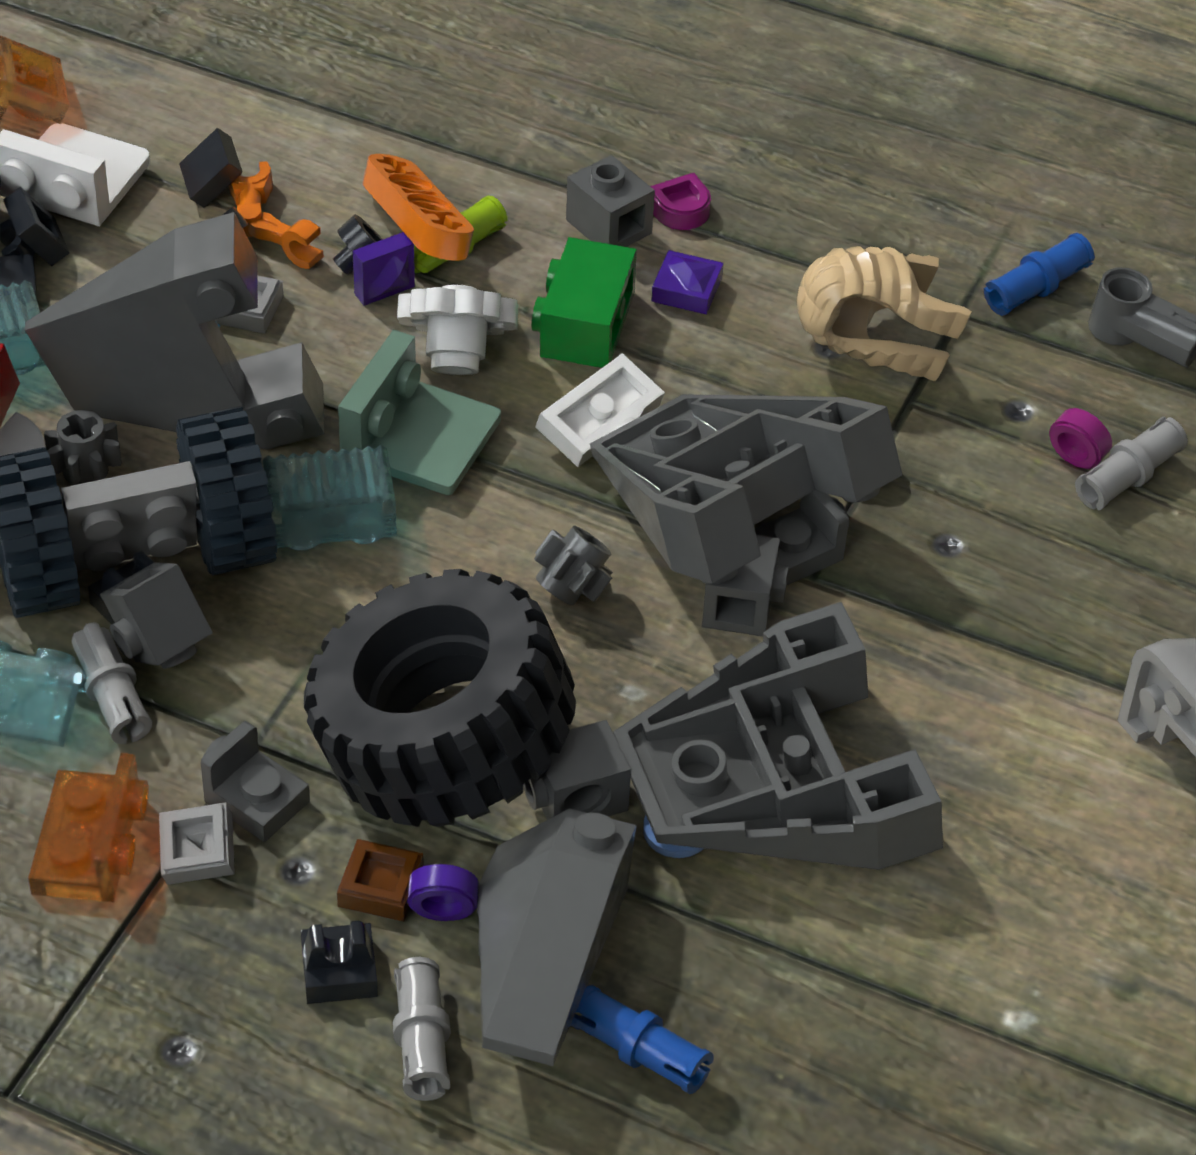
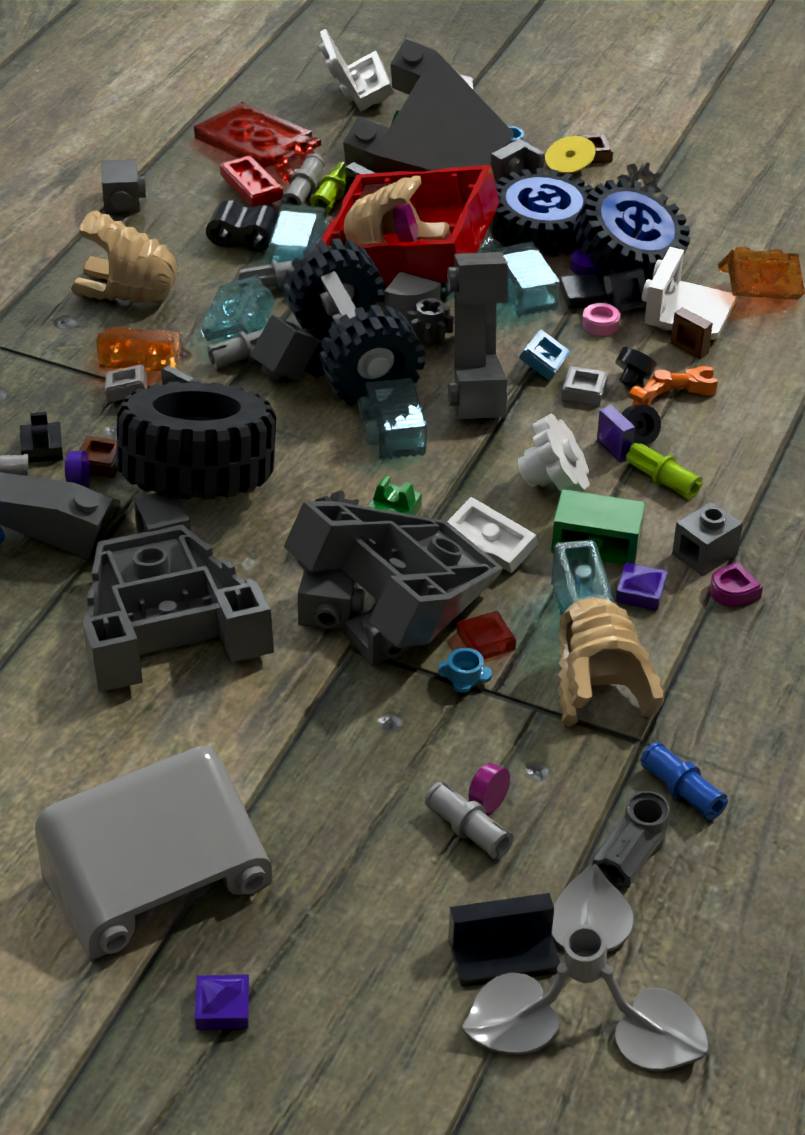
camera: 90 degrees right, 5 degrees down
(78, 266) = (601, 319): none -> bright pink tile
(152, 172) = (691, 333): none -> reddish brown tile
(210, 168) = (703, 357): black tile -> none
(418, 207) = (666, 428): orange beam -> none
(426, 429) = (470, 445): sand green bracket -> none
(518, 515) = (396, 498): none -> green tile
(735, 318) = (578, 574): none -> clear light blue brick

